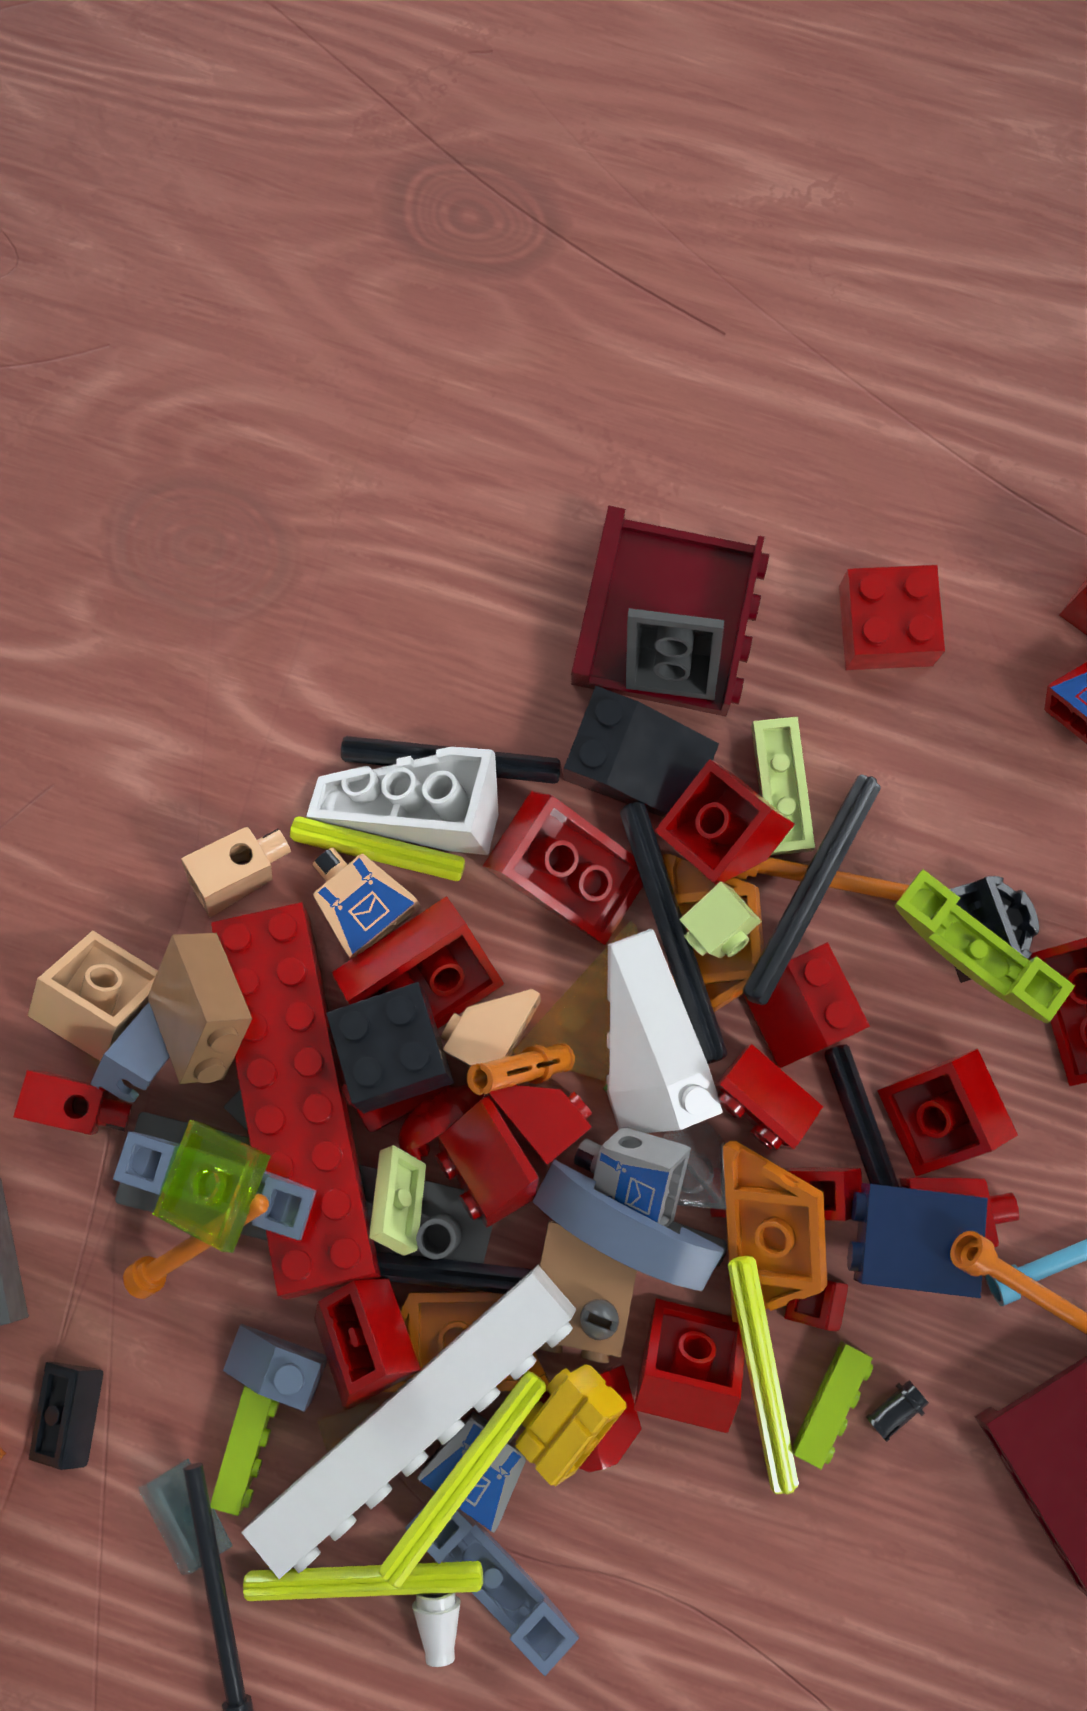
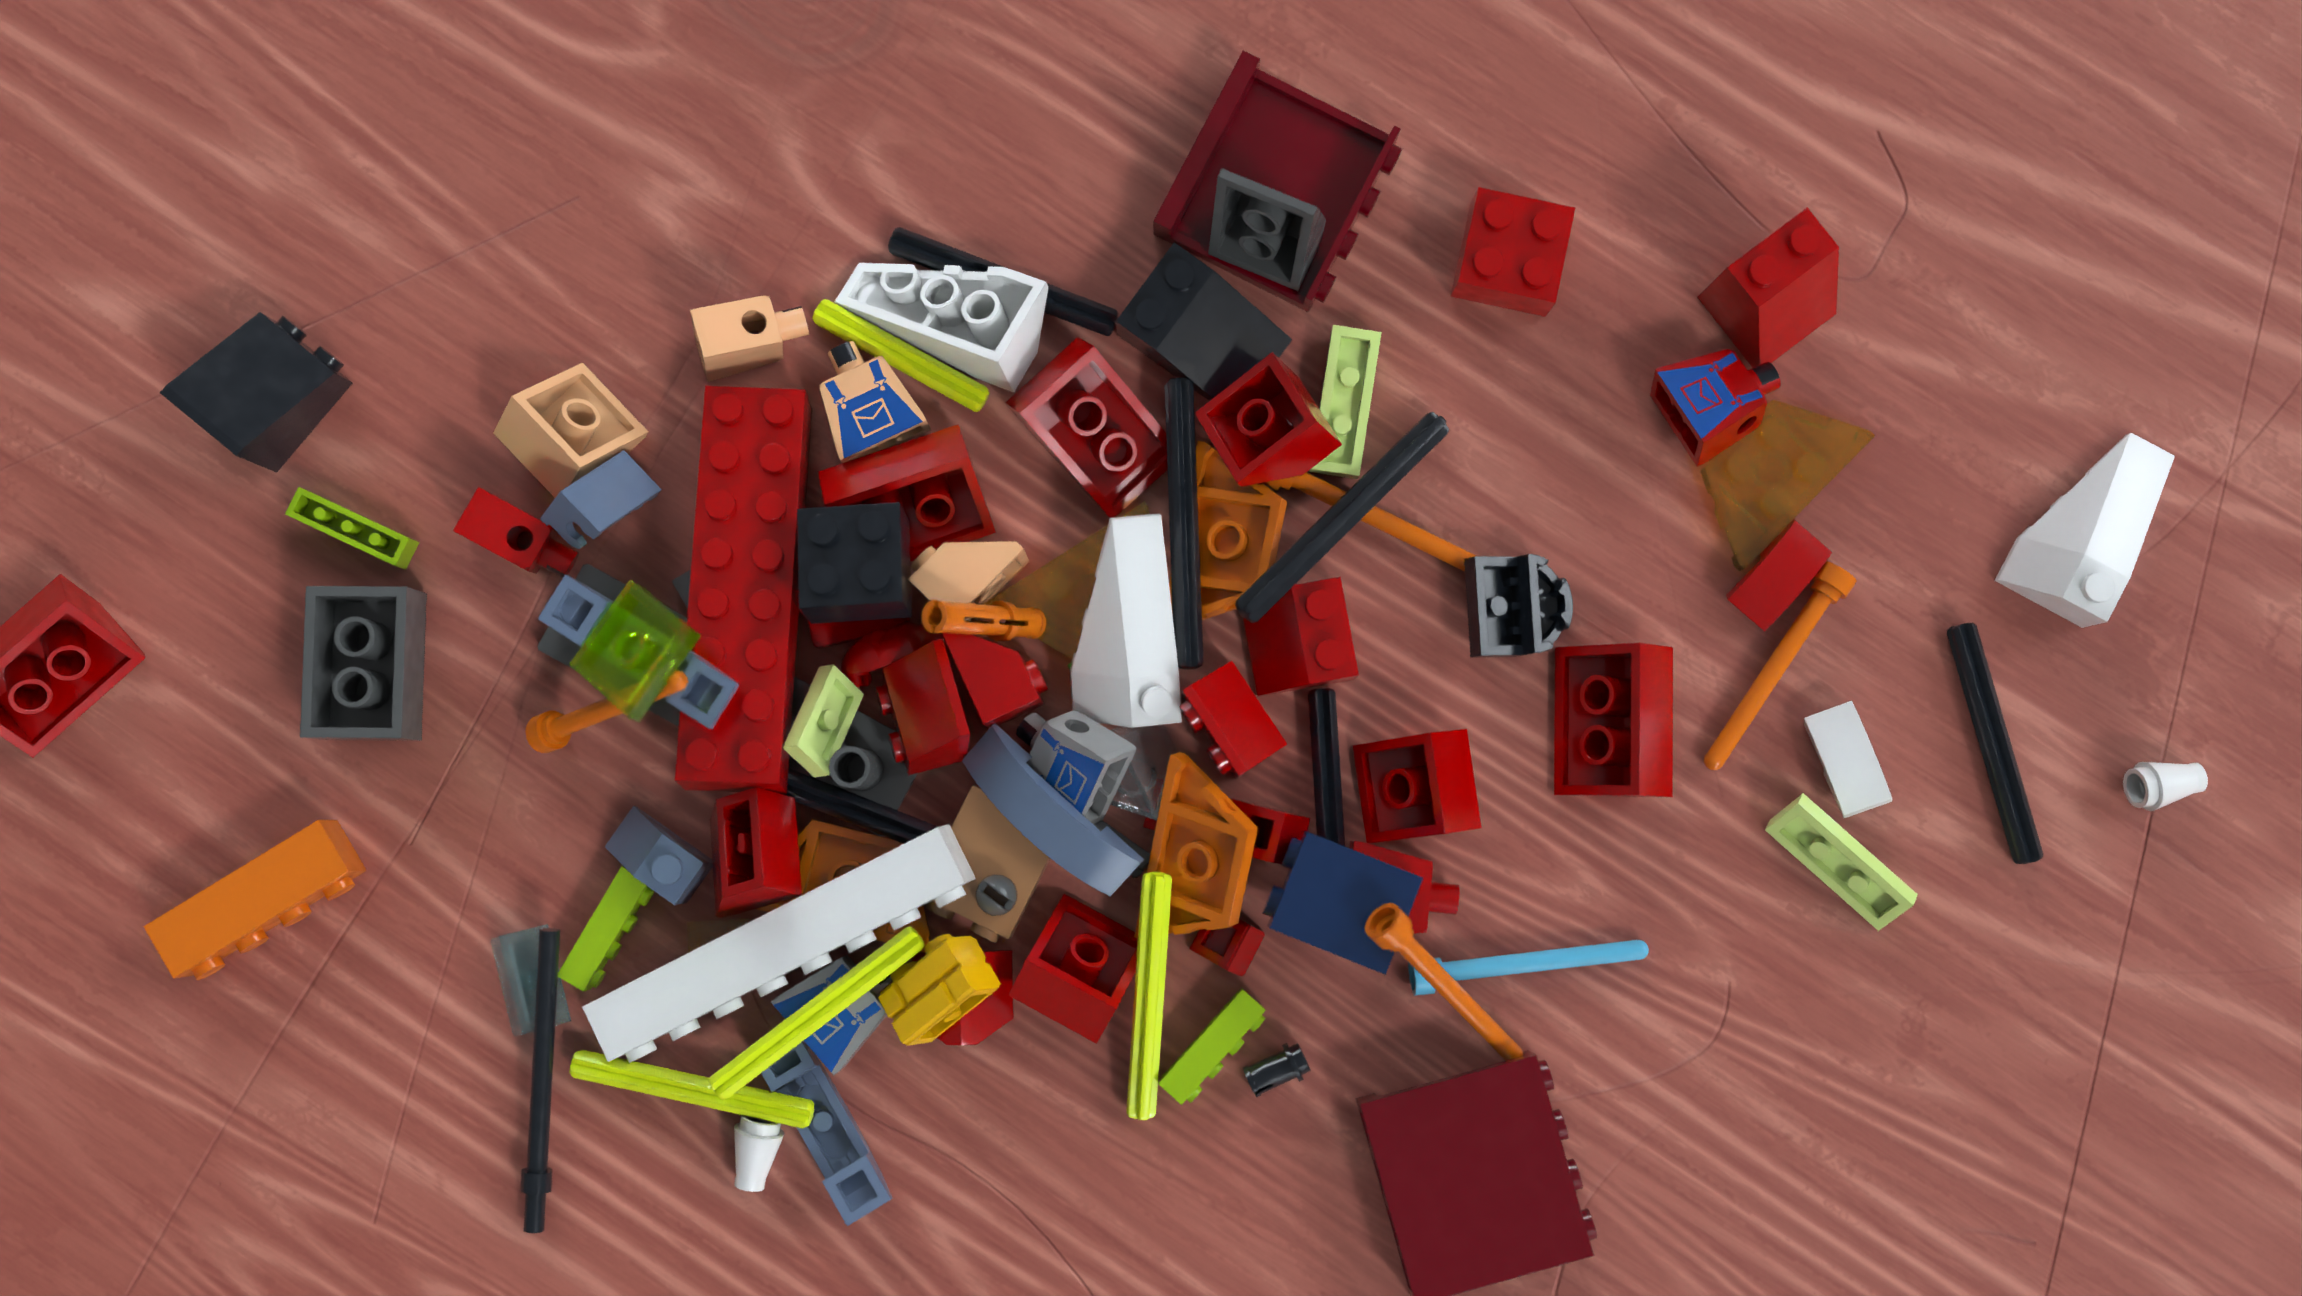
camera: 15 degrees right, 5 degrees up
(66, 1415) = (435, 848): black slope -> none
(198, 1008) = (670, 470): medium nougat brick -> none
(719, 922) = (1233, 526): yellowish green brick -> none
(979, 952) = (1495, 627): lime slope -> none

